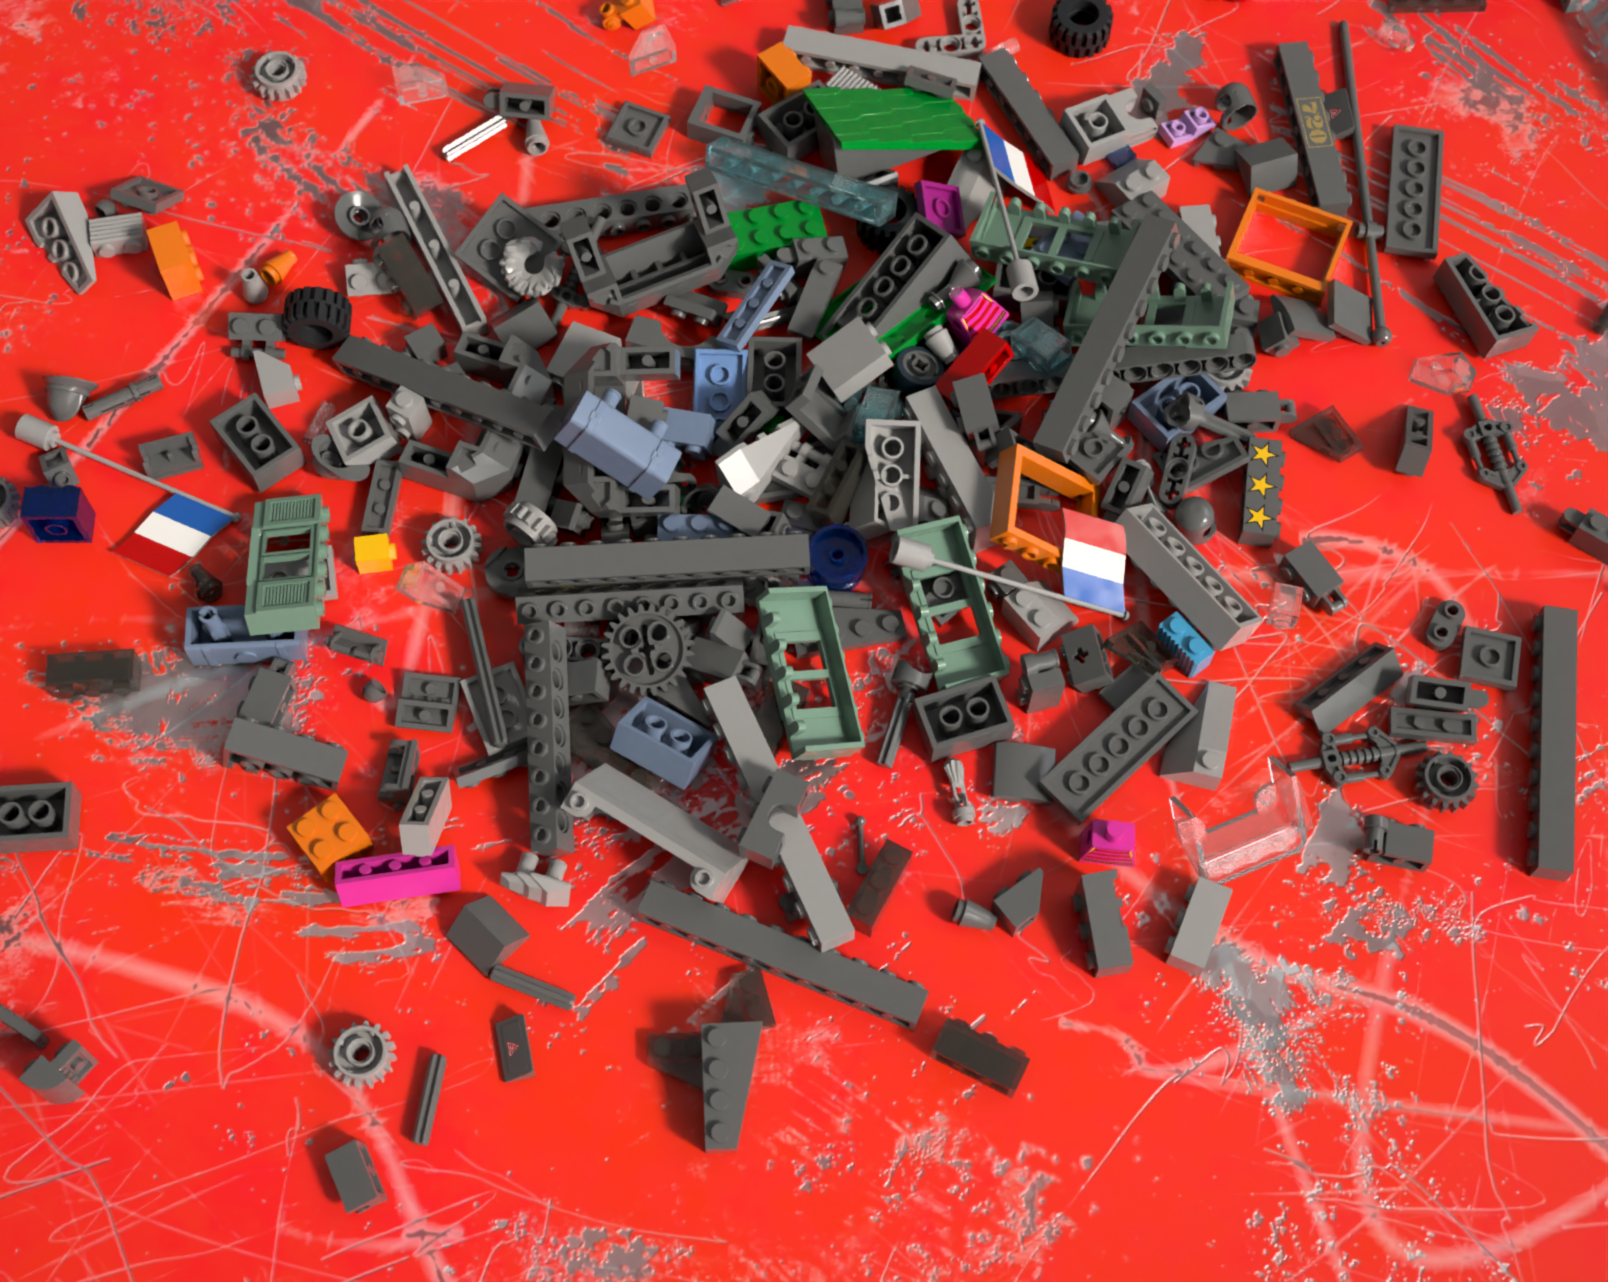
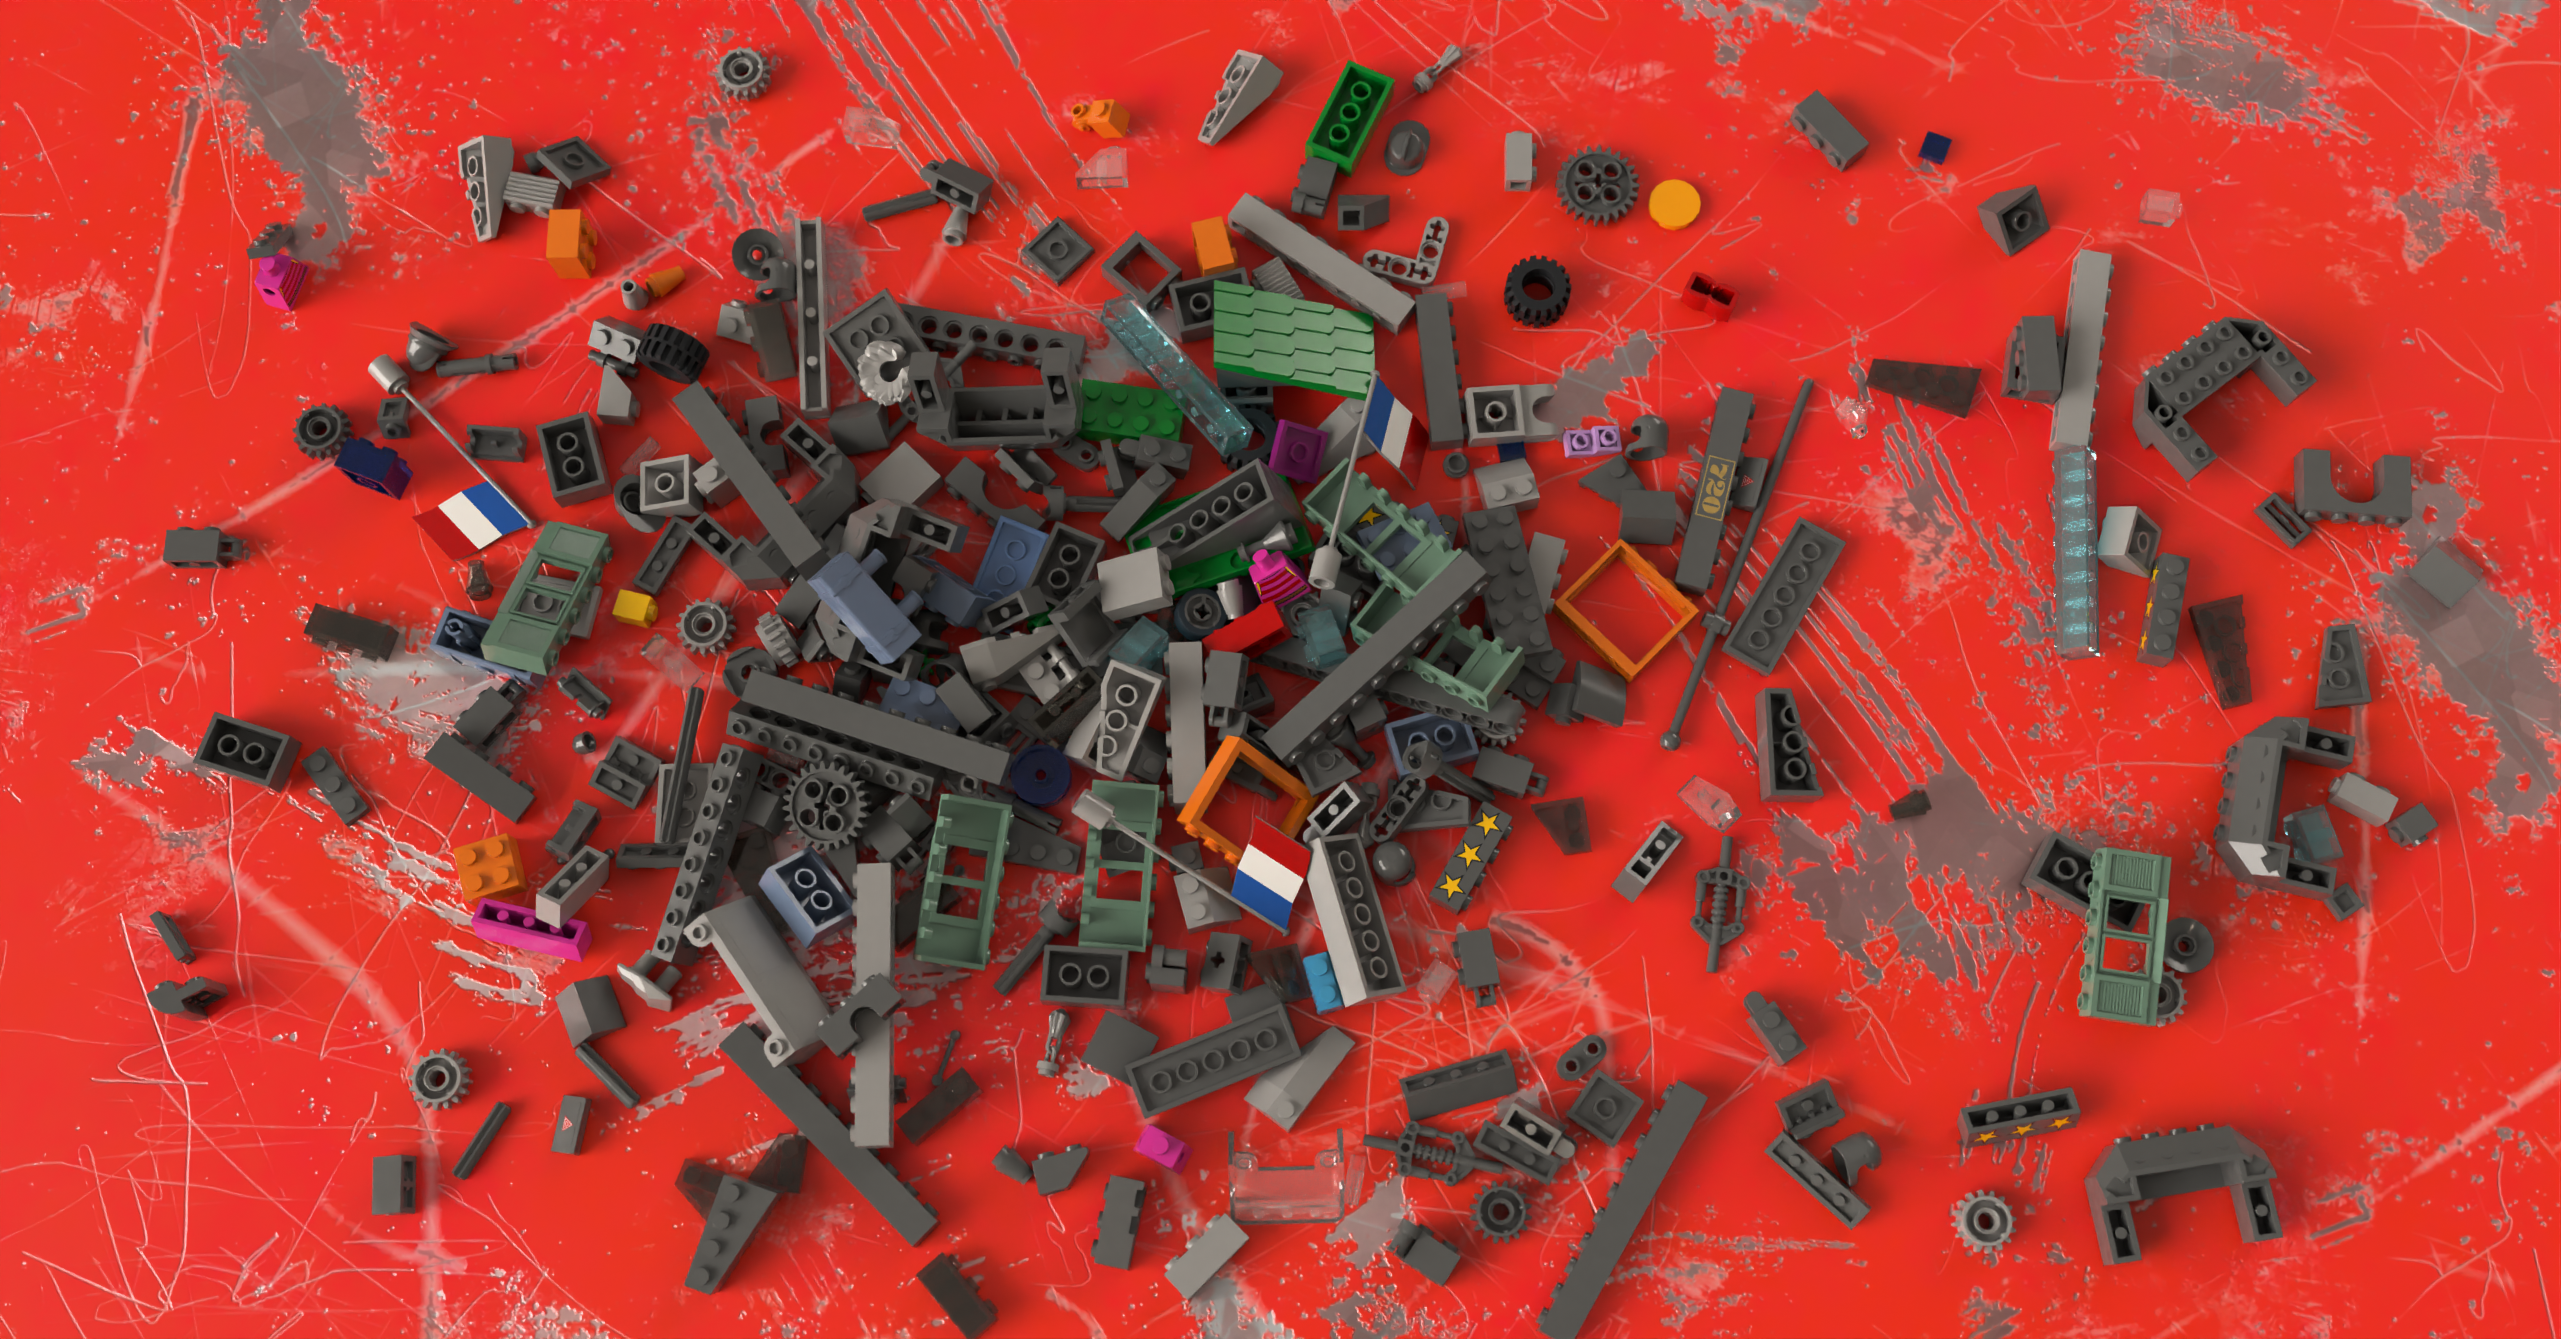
camera: 25 degrees right, 10 degrees up
(134, 821) = (336, 786): none -> dark grey plate
(755, 306) = (1073, 493): sand blue plate -> none
(932, 82) = (1353, 307): dark grey plate -> none
(1153, 100) = (1569, 403): dark grey plate -> none
(1349, 312) = (1649, 705): dark grey tile -> none

